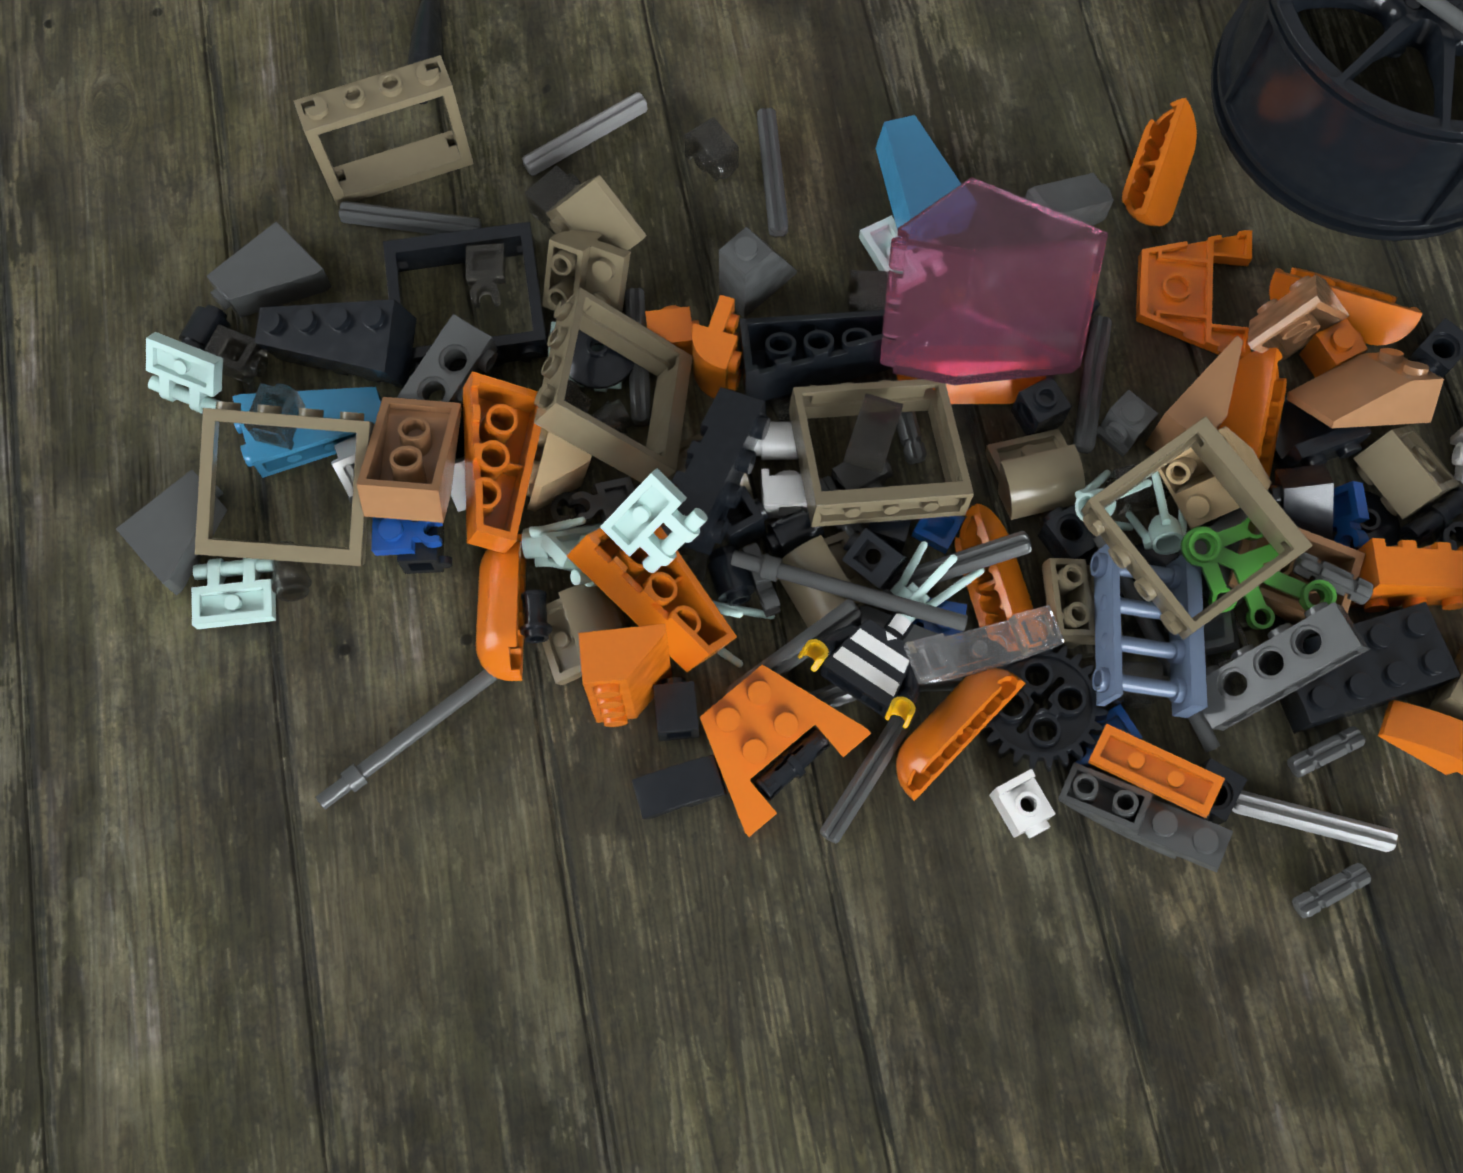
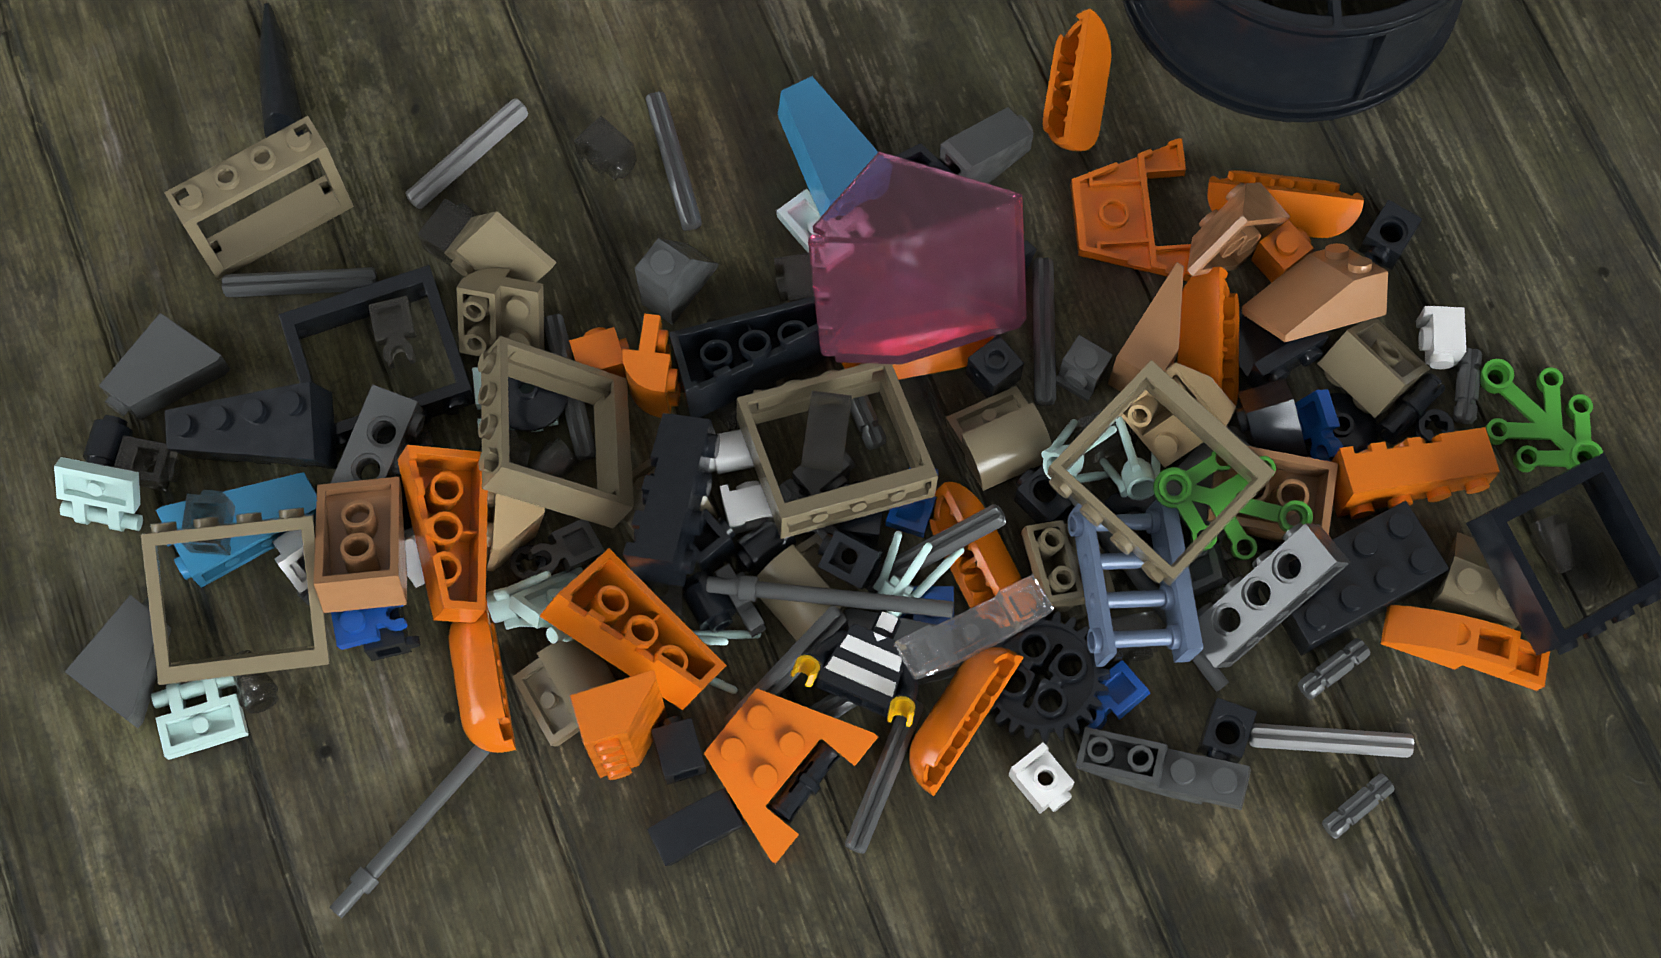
camera: 10 degrees left, 0 degrees up
(535, 626) = (517, 682): black pin -> none
(644, 511) = (612, 560): light aqua plate -> none
(1156, 770) = (1165, 720): orange plate -> none
(1343, 582) = (1313, 495): dark grey axle -> none

